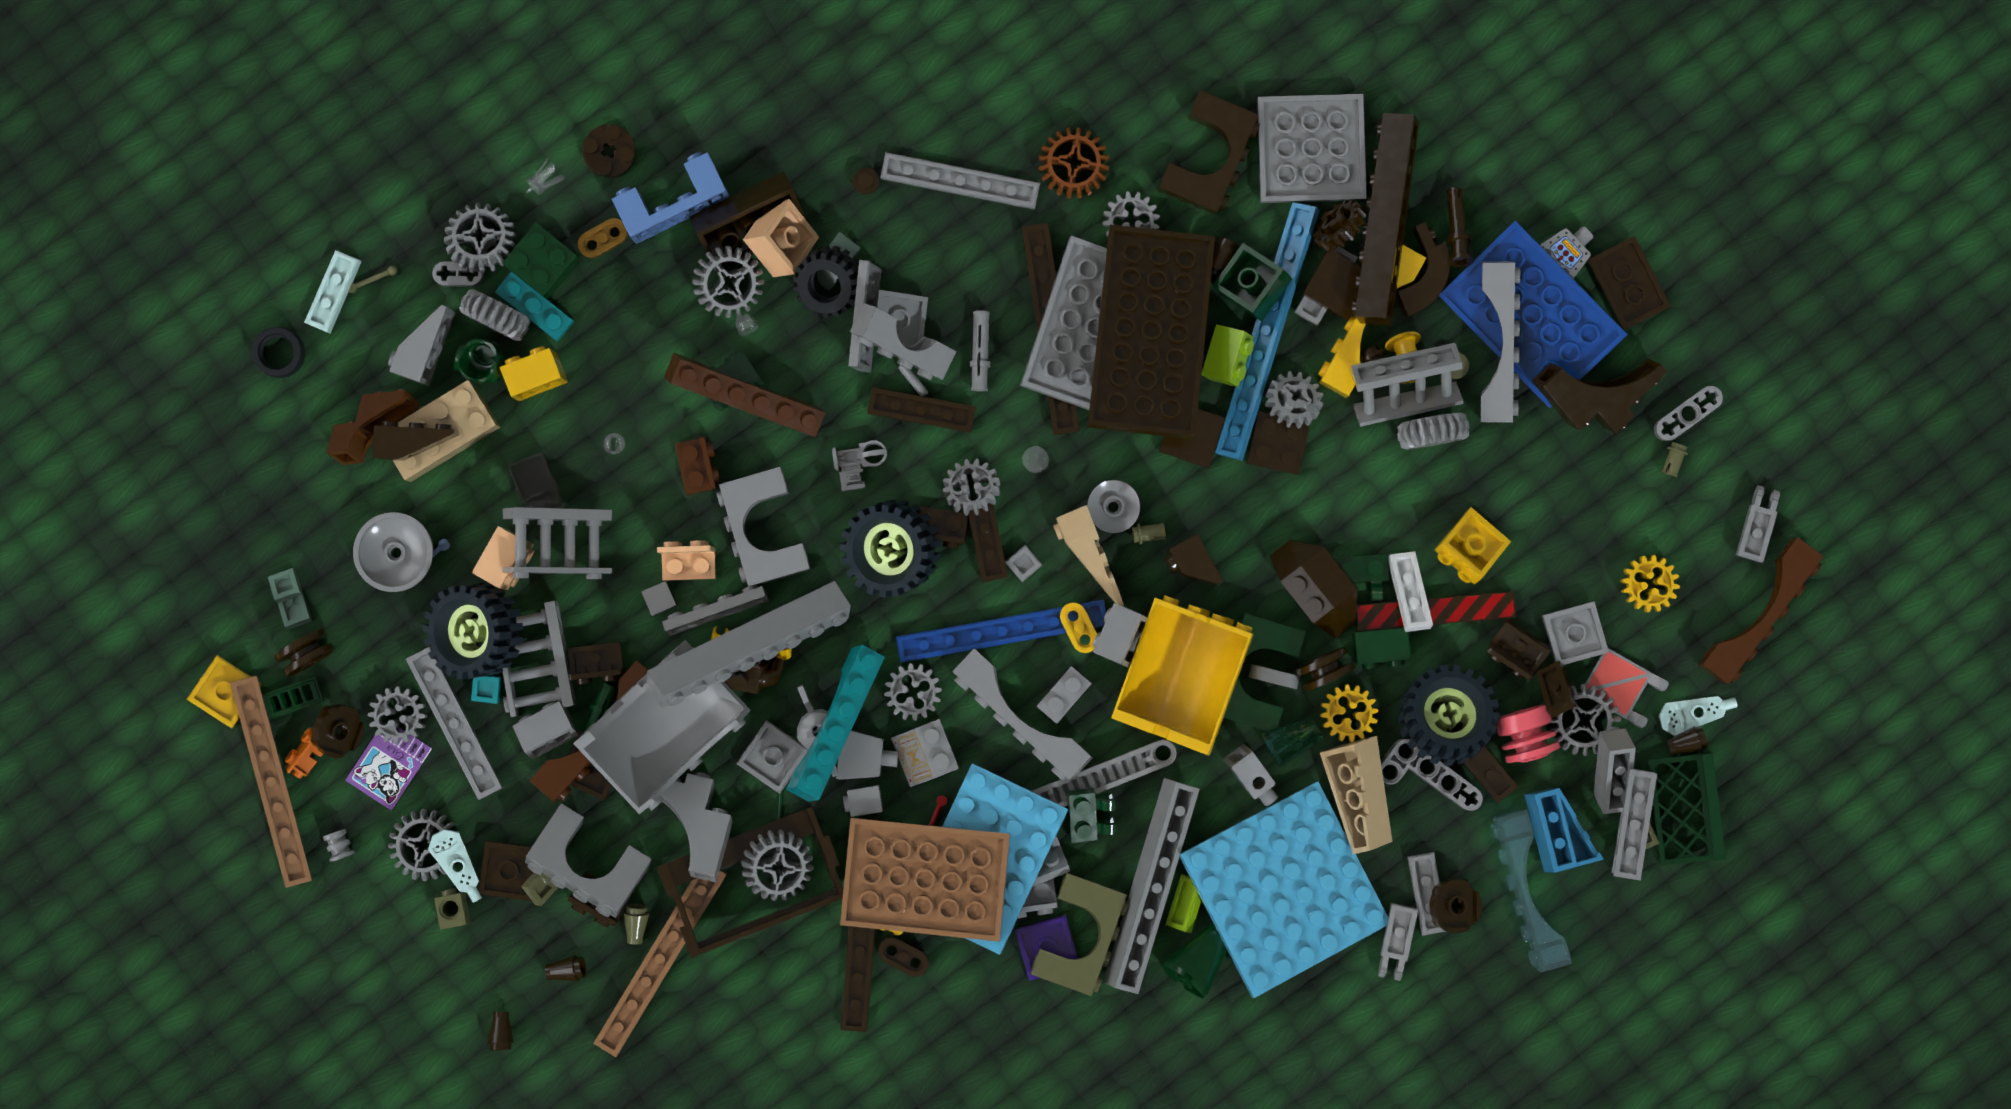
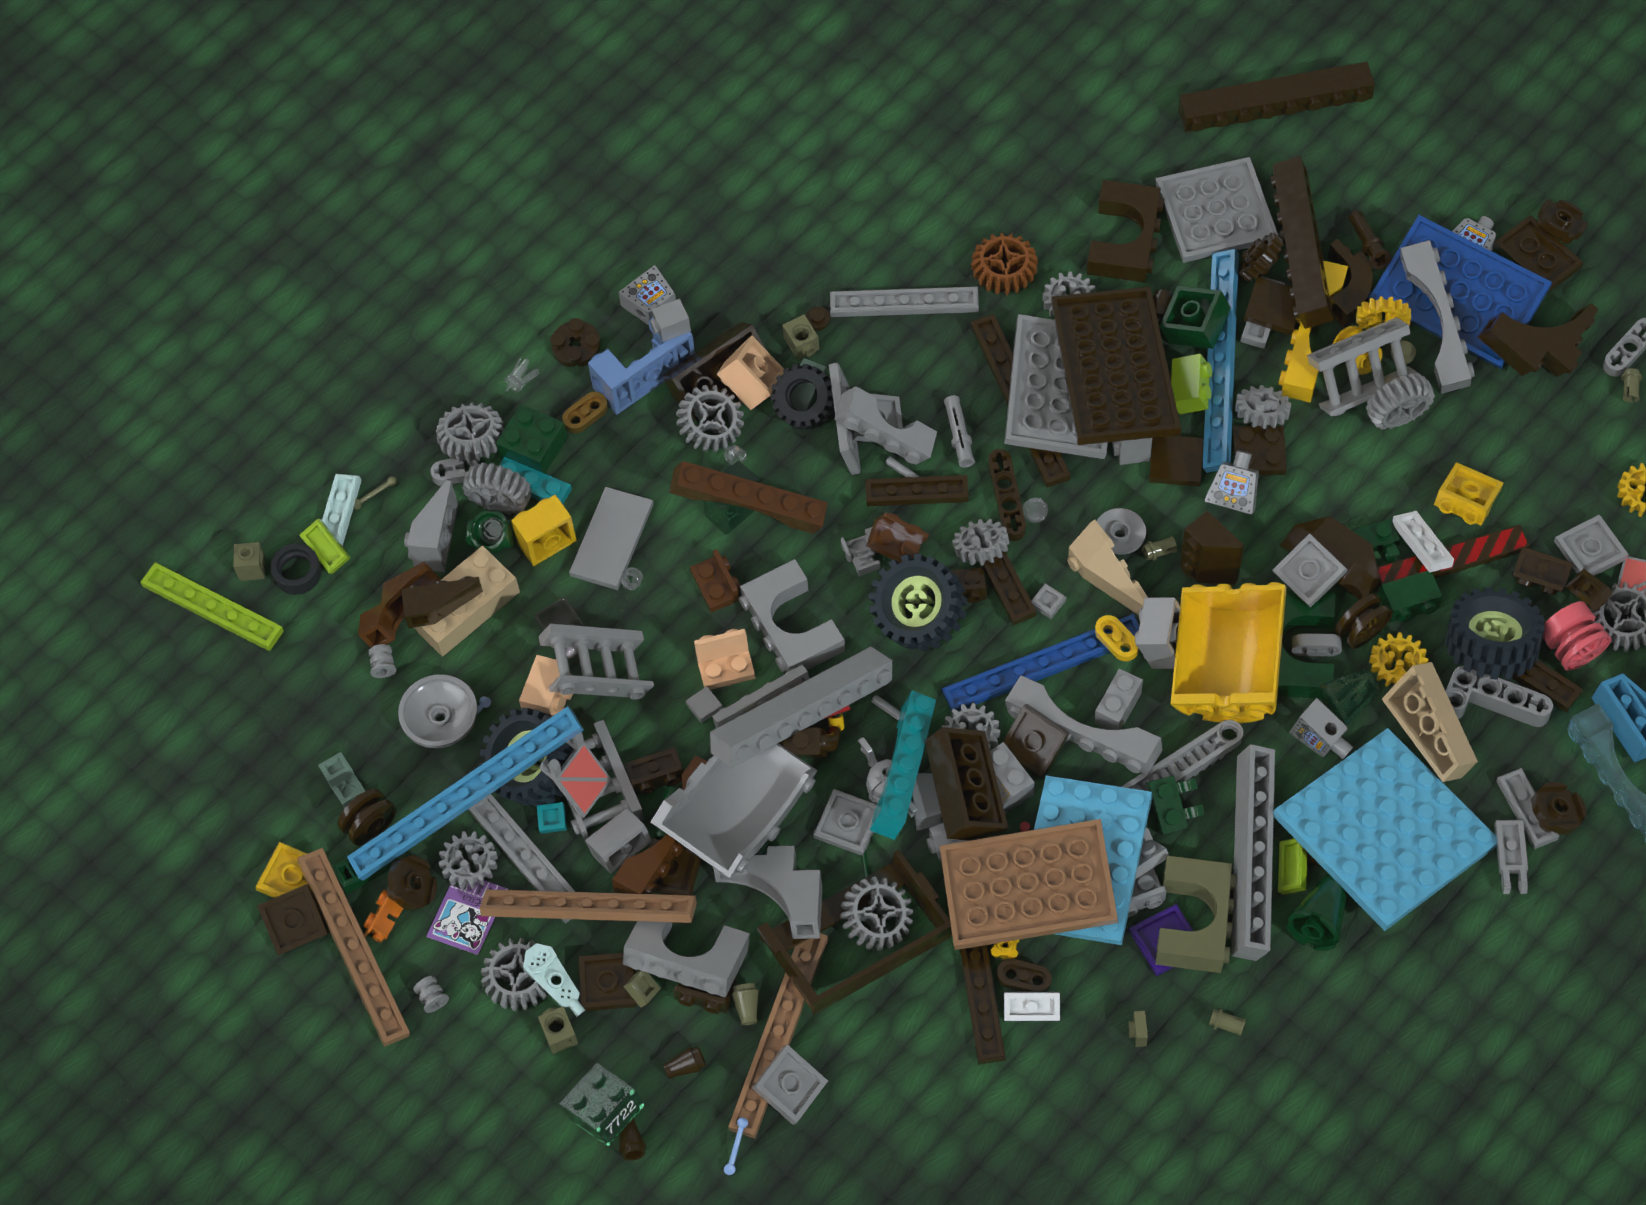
camera: 10 degrees left, 25 degrees down
(187, 375) = (212, 606): none -> lime plate
(217, 741) = (293, 919): none -> dark brown plate
(231, 335) = (249, 561): none -> olive brick
(311, 334) = (325, 545): none -> lime tile
(348, 478) = (381, 661): none -> light grey bush
(402, 664) = (465, 793): none -> dark azure plate
(478, 998) = (602, 1104): none -> clear green brick
(501, 799) = (588, 906): none -> medium nougat plate
(517, 668) = (580, 777): none -> flag
(588, 1078) = (730, 1168): none -> light blue hinge
(603, 390) = (611, 538): none -> light grey tile
(658, 1017) = (789, 1084): none -> light grey plate
(697, 117) = (646, 293): none -> light grey torso
(704, 174) = (670, 320): none -> light grey brick
(838, 192) = (798, 329): none -> olive brick
(838, 643) = (885, 706): none -> light grey piece
(886, 467) = (895, 537): none -> reddish brown bracket
(891, 760) = (965, 783): none -> dark brown slope
(903, 988) = (1031, 1006): none -> white plate
(971, 719) = (1035, 740): none -> dark brown tile
(996, 1034) = (1138, 1029): none -> olive plate
(1011, 434) = (1008, 494): none -> dark brown beam
(1081, 1044) = (1227, 1022): none -> olive pin
(1240, 486) = (1235, 485): none -> torso
(1286, 608) = (1309, 570): none -> light grey plate
(1412, 24) = (1276, 97): none -> dark brown brick
(1448, 327) = (1370, 313): none -> yellow gear
(1652, 256) = (1566, 230): none -> dark brown plate

